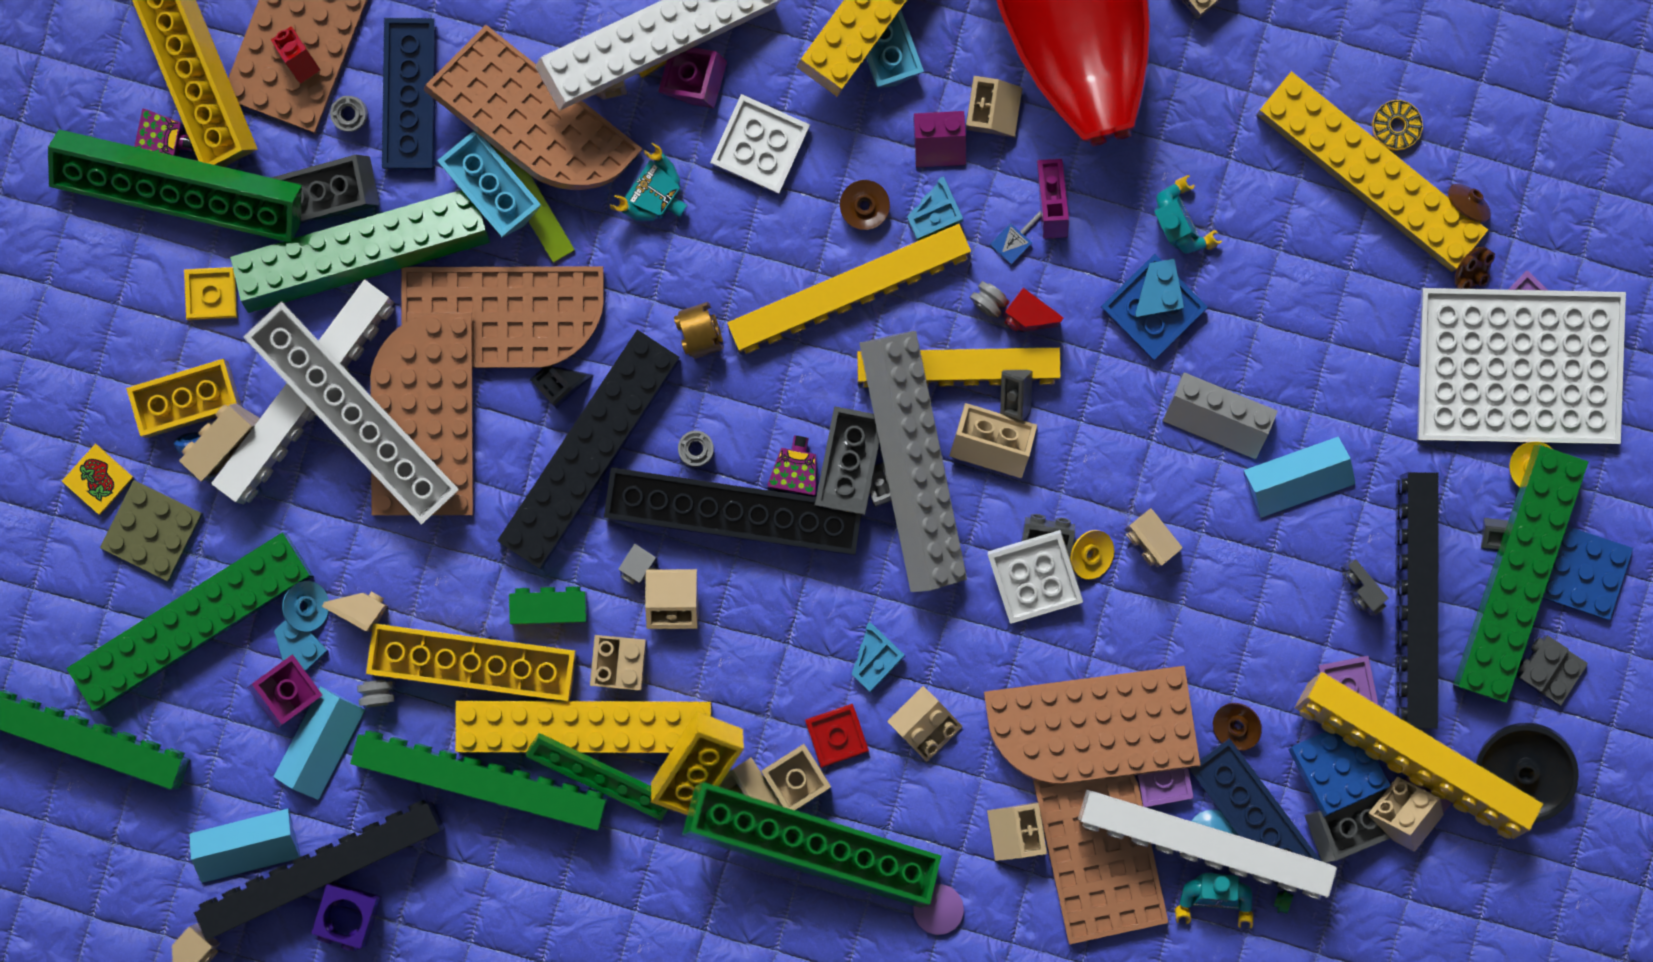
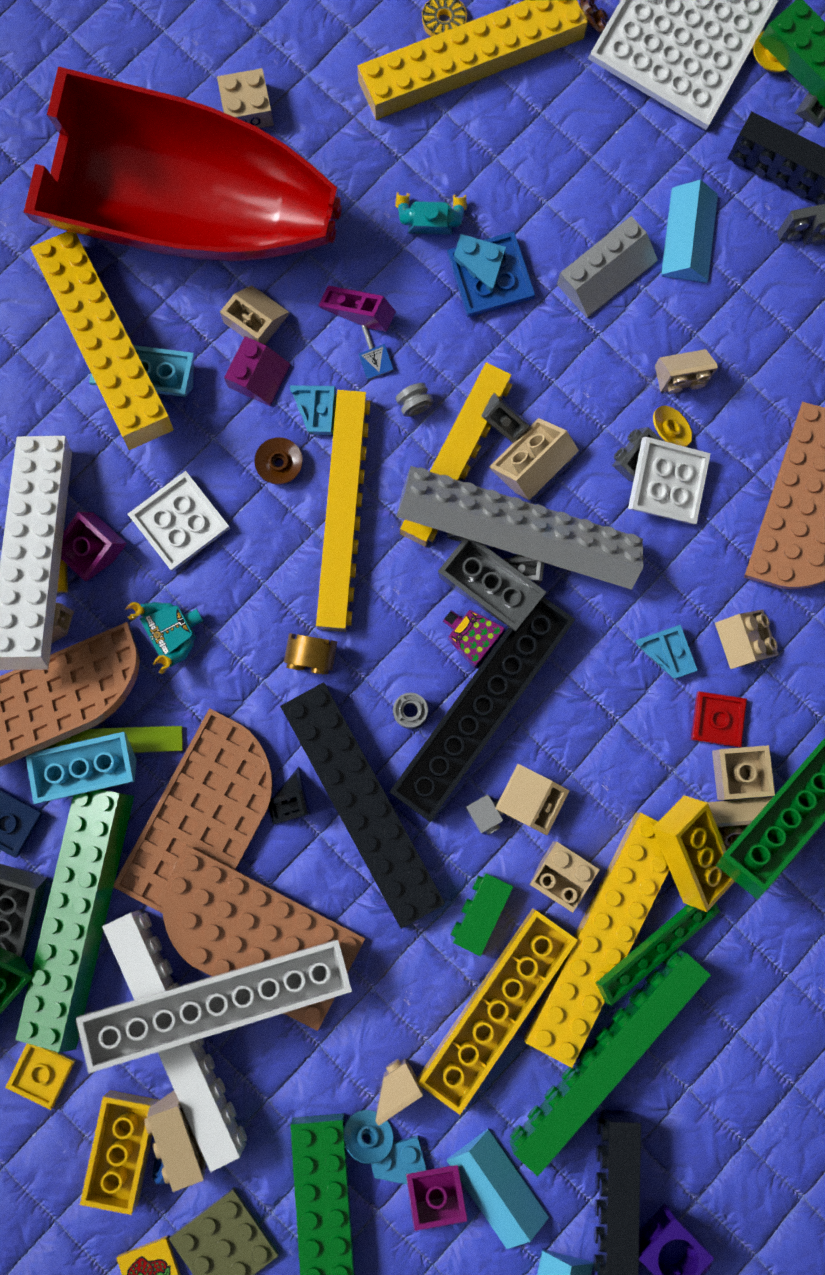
camera: 65 degrees left, 5 degrees down
(375, 693) = (480, 1113): light grey wheel -> none
(1030, 313) = (443, 370): red slope -> none

